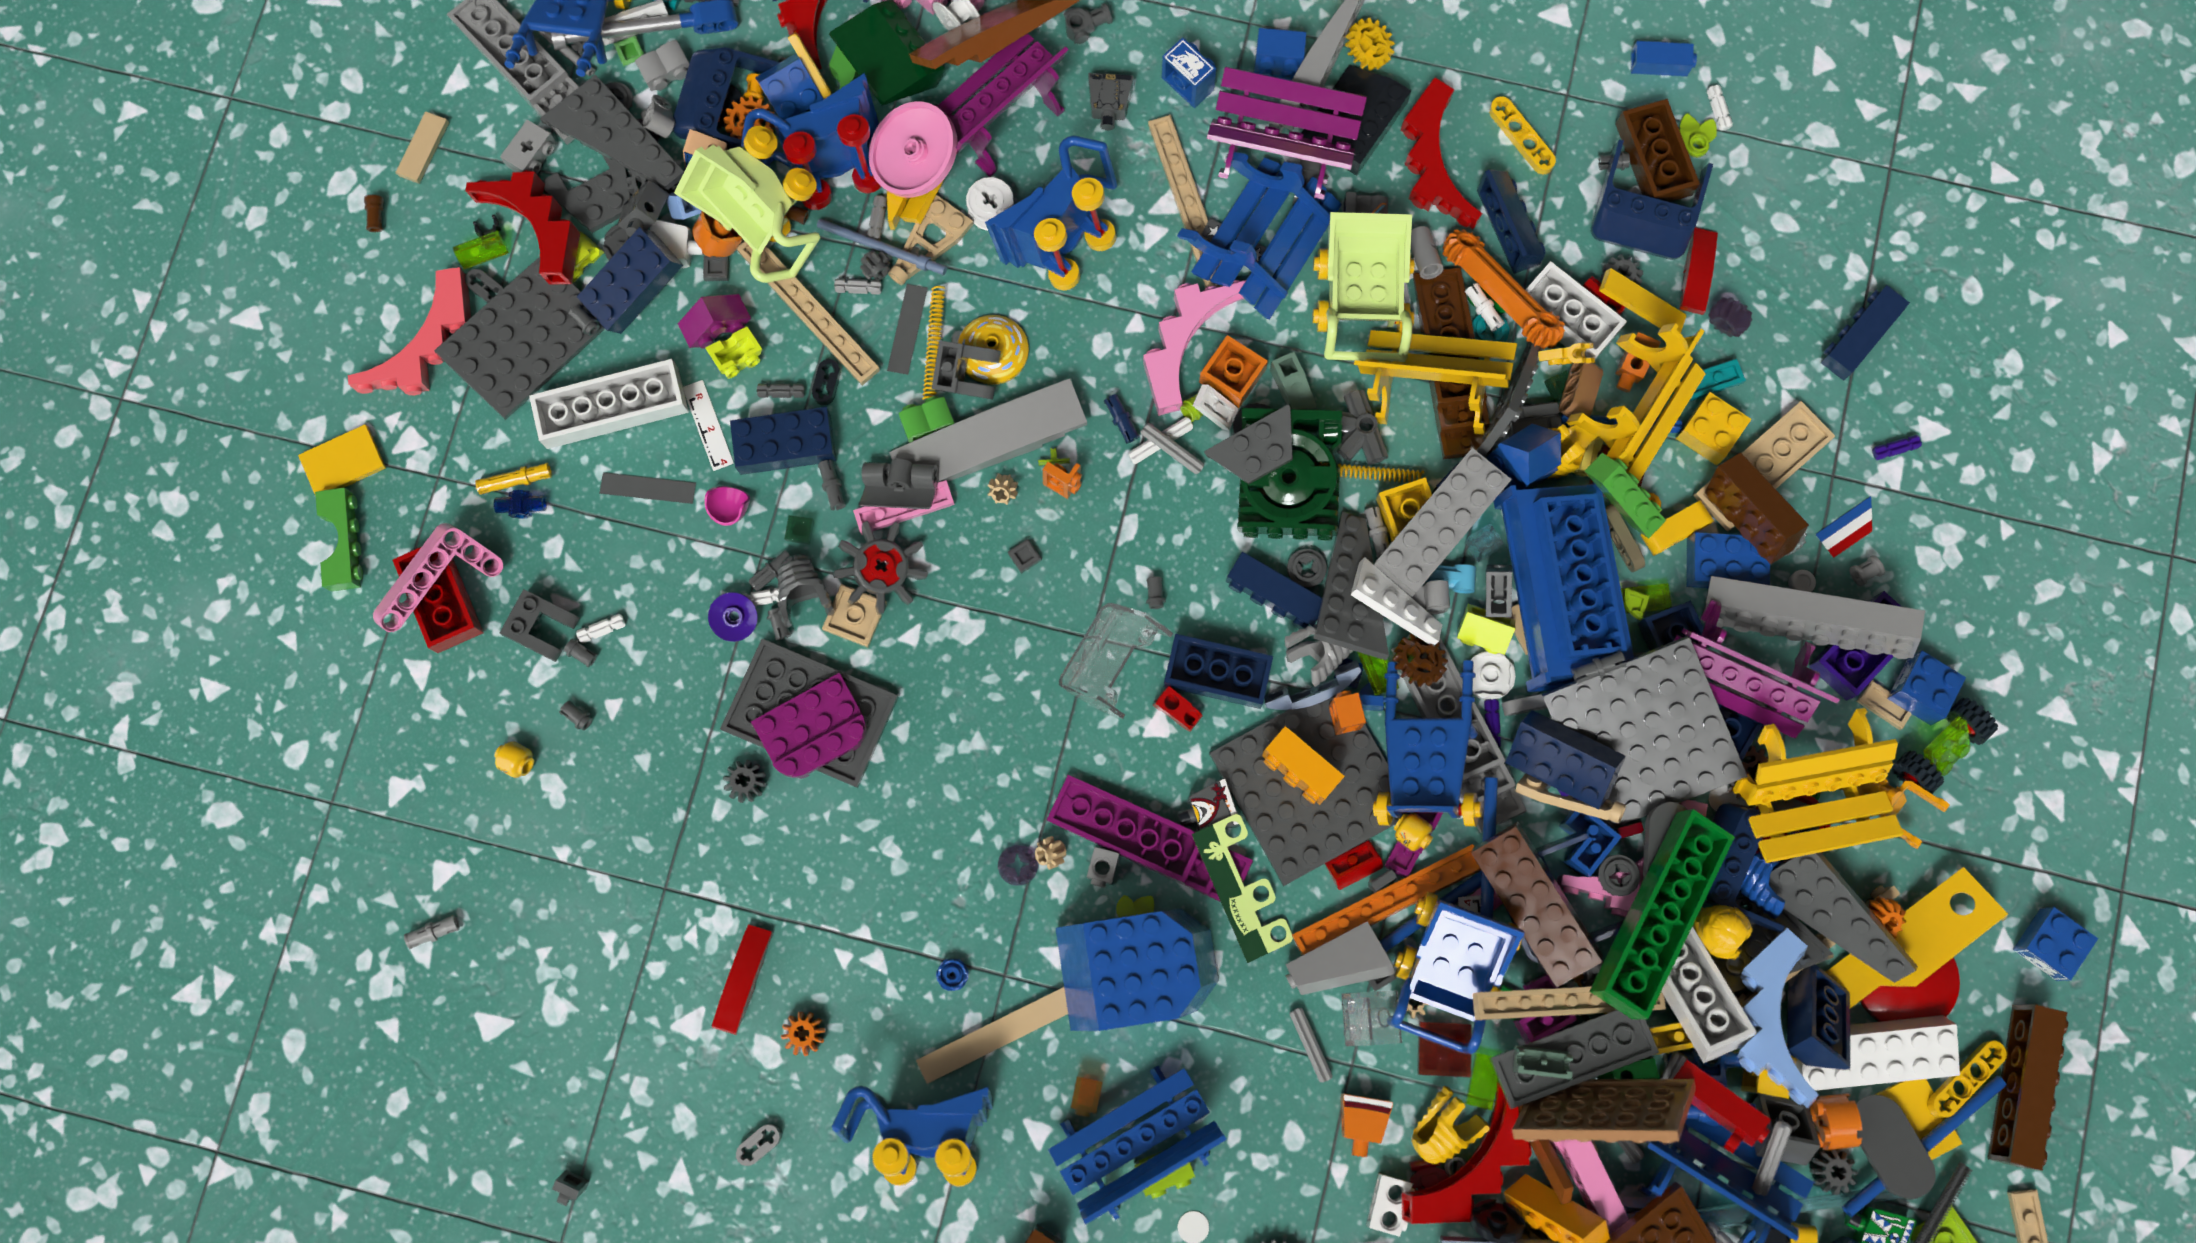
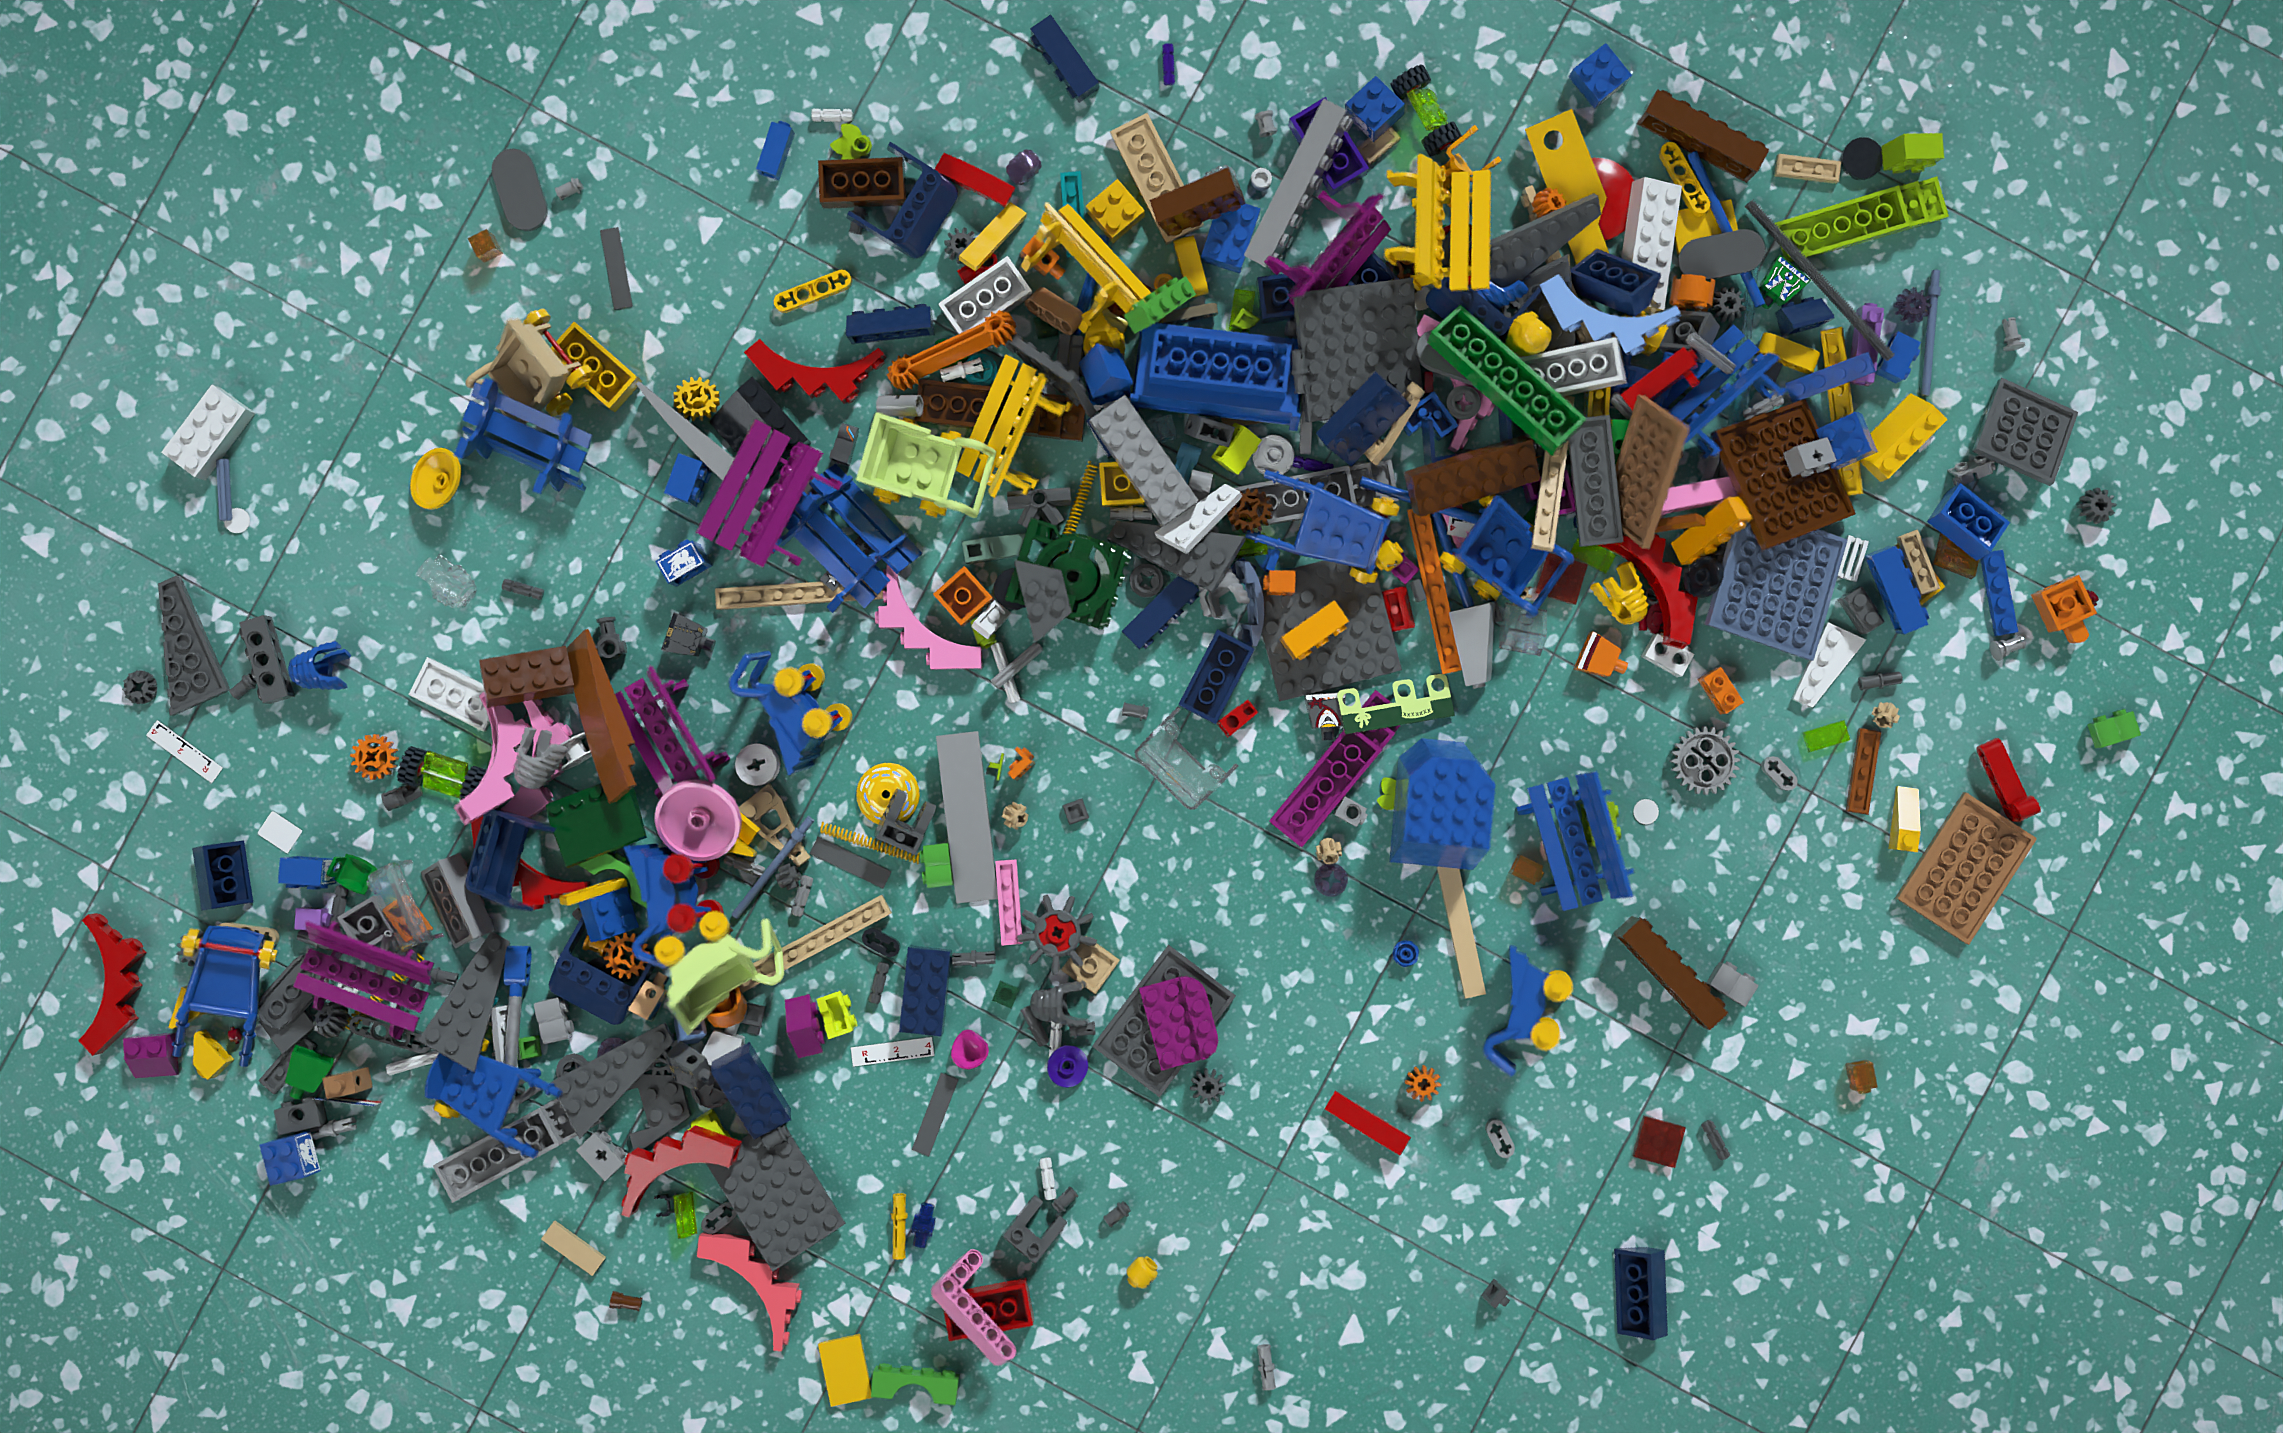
camera: 75 degrees left, 10 degrees up
(608, 404) = (855, 1131): white brick -> none
(658, 116) = (603, 1034): light grey piece -> none
(899, 484) = (991, 902): dark grey panel -> none
(1121, 419) = (978, 700): dark blue pin -> none
(1311, 1045) = (1530, 682): light grey axle -> none
(1542, 1062) = (1595, 508): sand green hinge -> none
(1567, 355) = (1024, 315): yellow plate -> none
(1847, 529) = (1225, 126): sticker -> none

